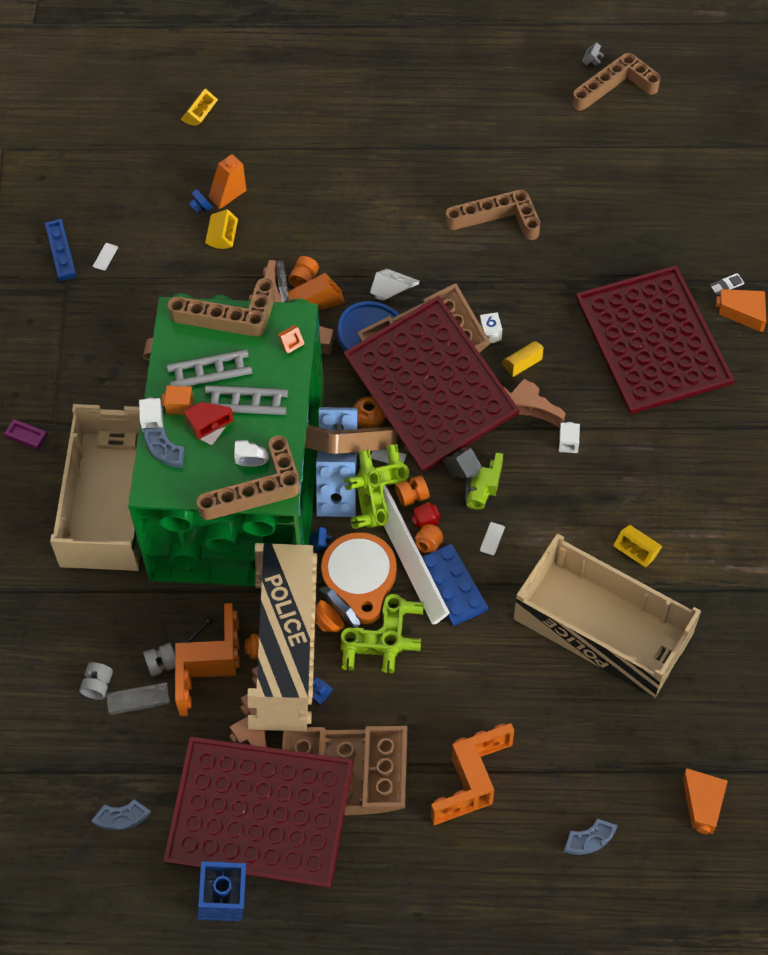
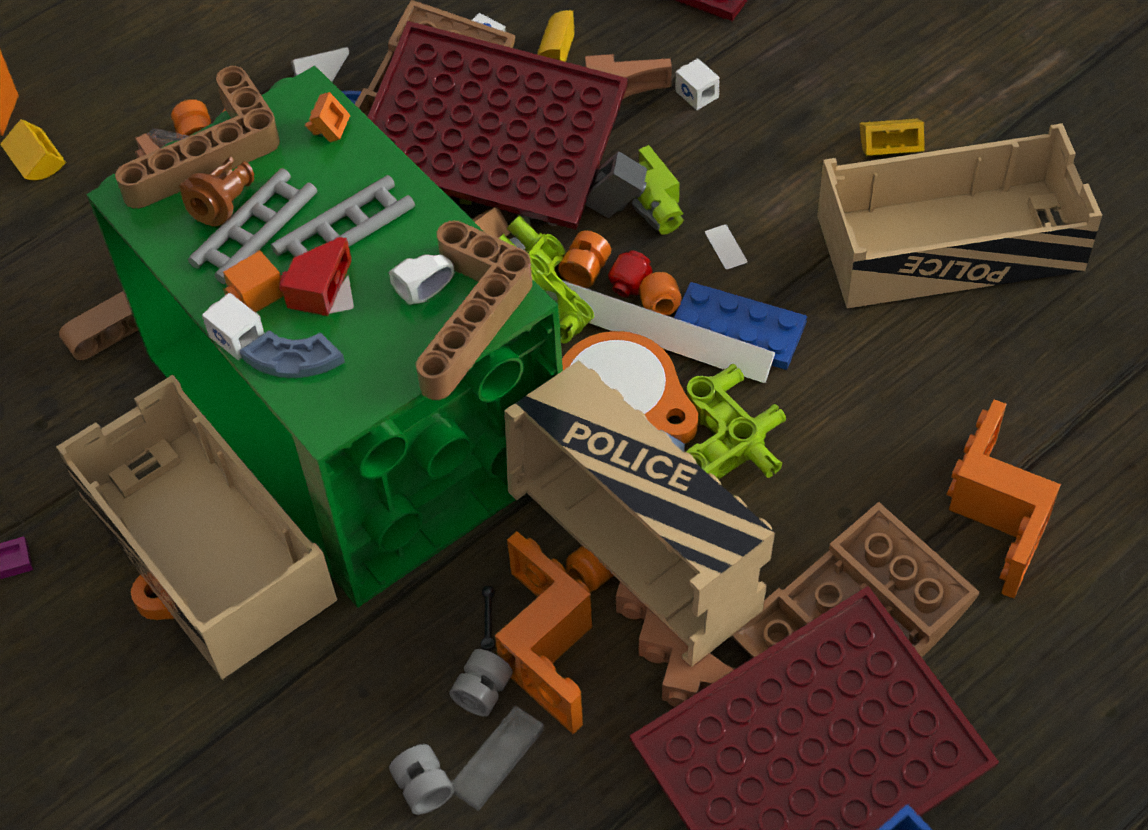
camera: 40 degrees left, 5 degrees down
(201, 341) = (211, 195): none -> dark orange piece

